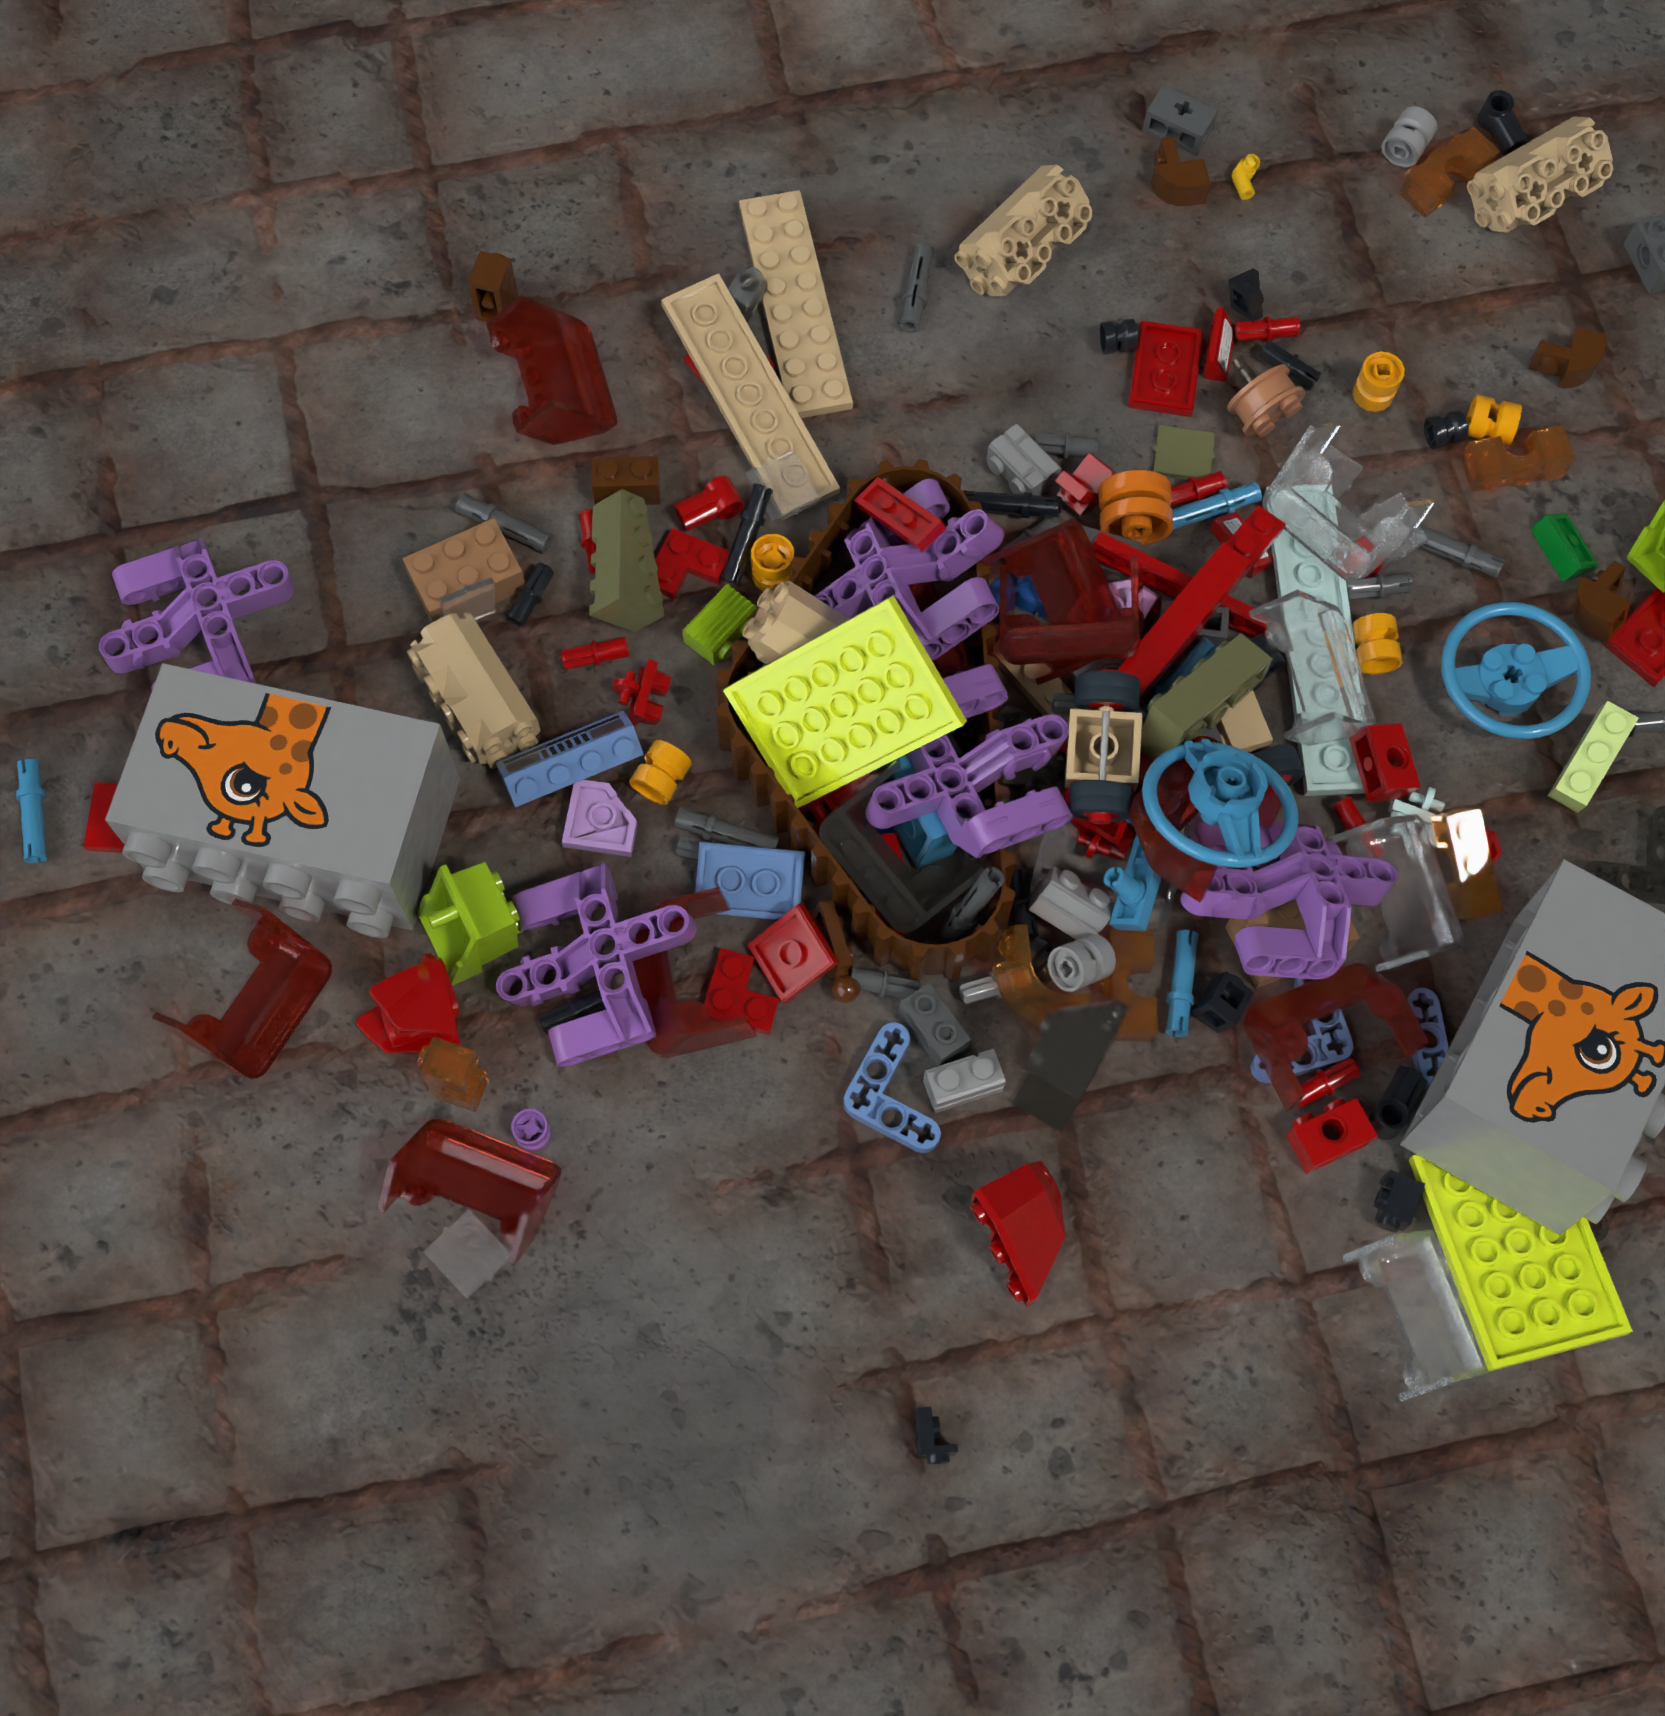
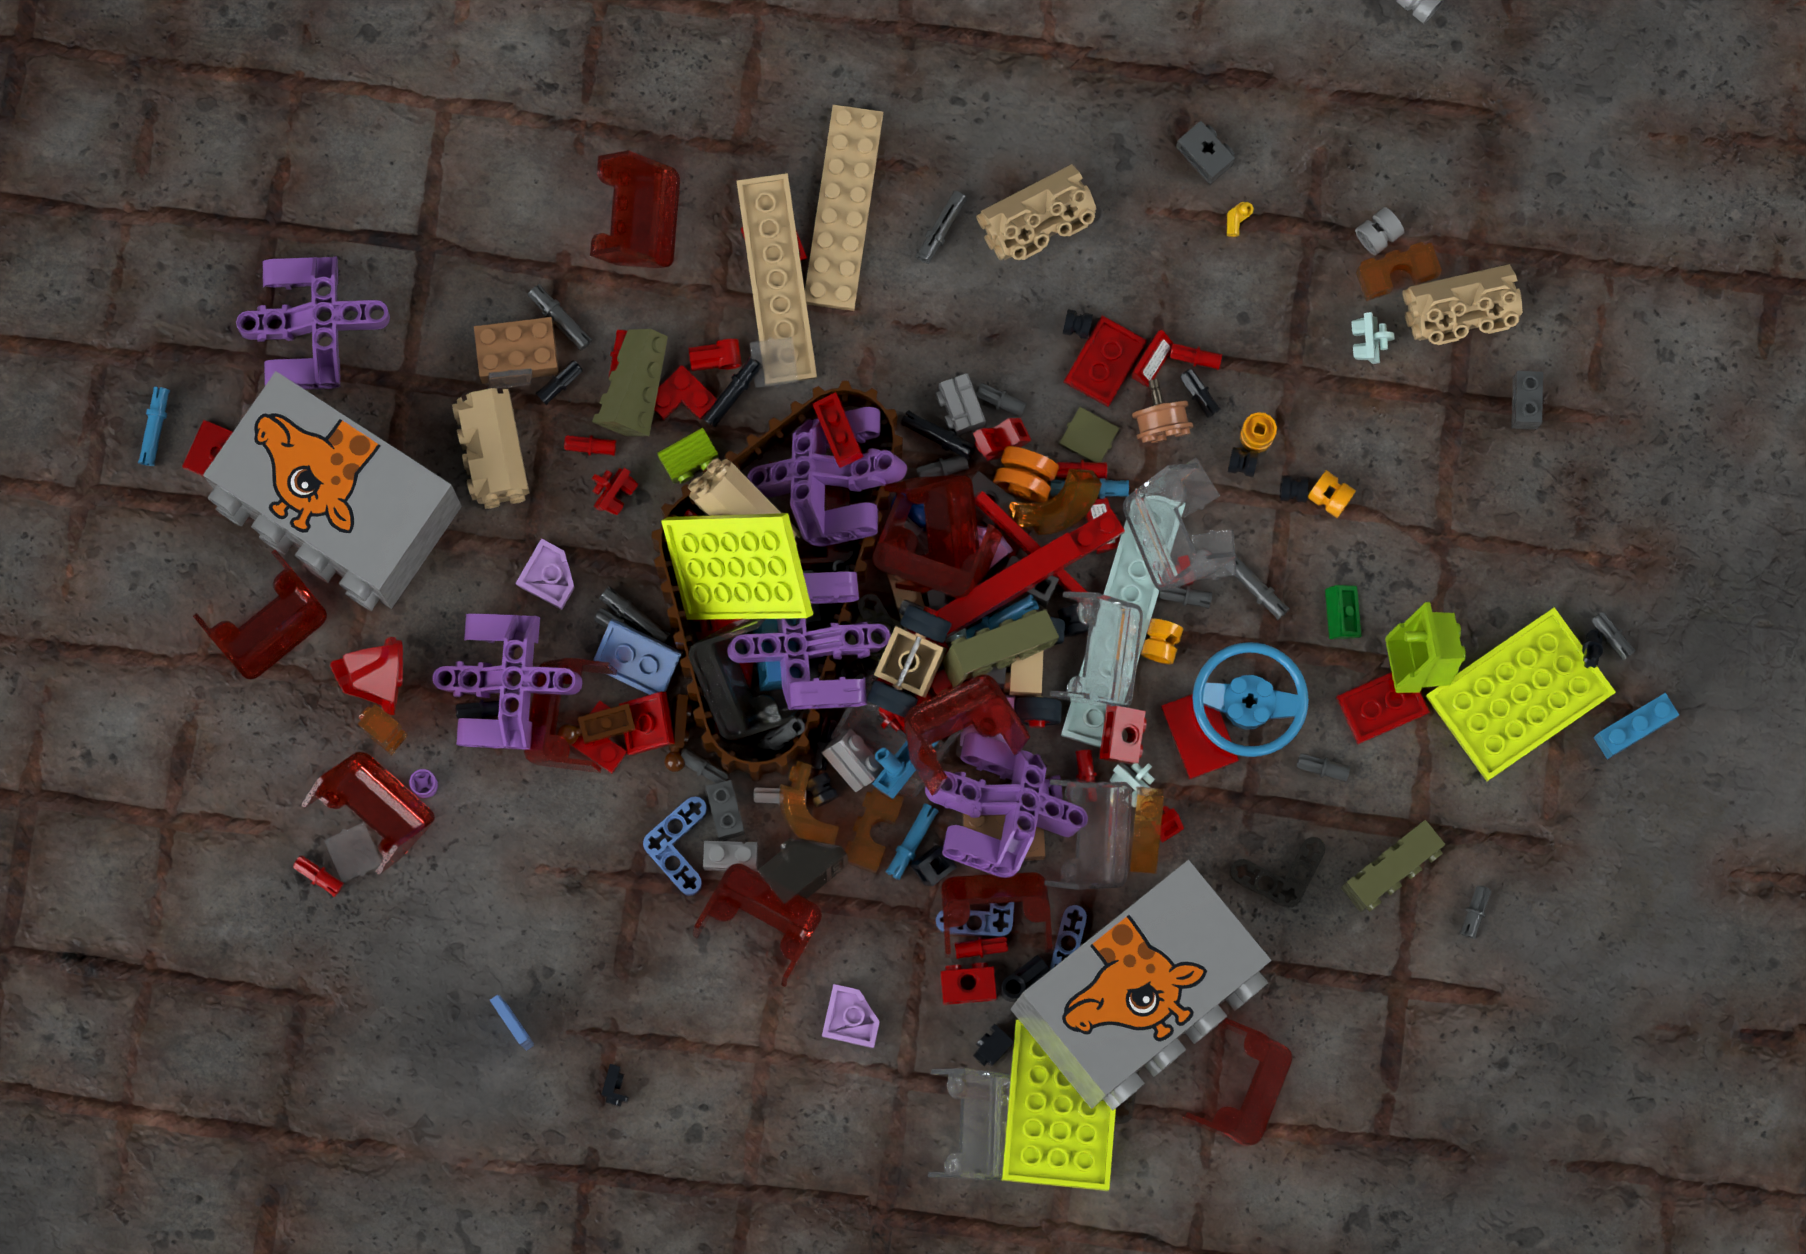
camera: 20 degrees right, 10 degrees up
(431, 1300) = (318, 875): none -> red axle
(469, 920) = (430, 620): lime piece -> none
(492, 285) = (615, 122): reddish brown brick -> none
(569, 758) = (542, 523): medium blue brick -> none
(633, 474) = (660, 316): reddish brown brick -> none
(662, 768) = (603, 555): light orange wheel -> none
(736, 973) = (599, 725): none -> reddish brown plate
(748, 295) = (805, 193): clear smoke plate -> none
(765, 1398) = (512, 1022): none -> medium blue tile
(771, 560) = (743, 421): light orange wheel -> none
(1025, 1226) = (729, 970): red brick -> none
(1042, 1122) = (748, 891): none -> clear red windscreen
(1081, 962) = (841, 804): light grey wheel -> none
(1177, 181) = (1181, 207): reddish brown brick -> none
(1200, 1232) = (850, 1018): none -> lavender plate
(1201, 527) = (1064, 509): none -> clear orange arch
(1227, 792) = (970, 742): dark azure piece -> none
(1246, 295) = (1189, 321): black bracket -> none
(1374, 420) = (1237, 459): none -> black wheel
(1444, 237) = (1369, 327): none -> light aqua hips
(1464, 746) = (1194, 747): none -> red tile
(1492, 466) = (1314, 532): clear orange arch -> none
(1501, 121) = (1461, 246): black piece -> none
(1572, 363) = (1420, 469): reddish brown brick -> none
(1593, 757) = (1276, 784): yellowish green brick -> none
(1597, 604) = (1339, 666): reddish brown brick -> none

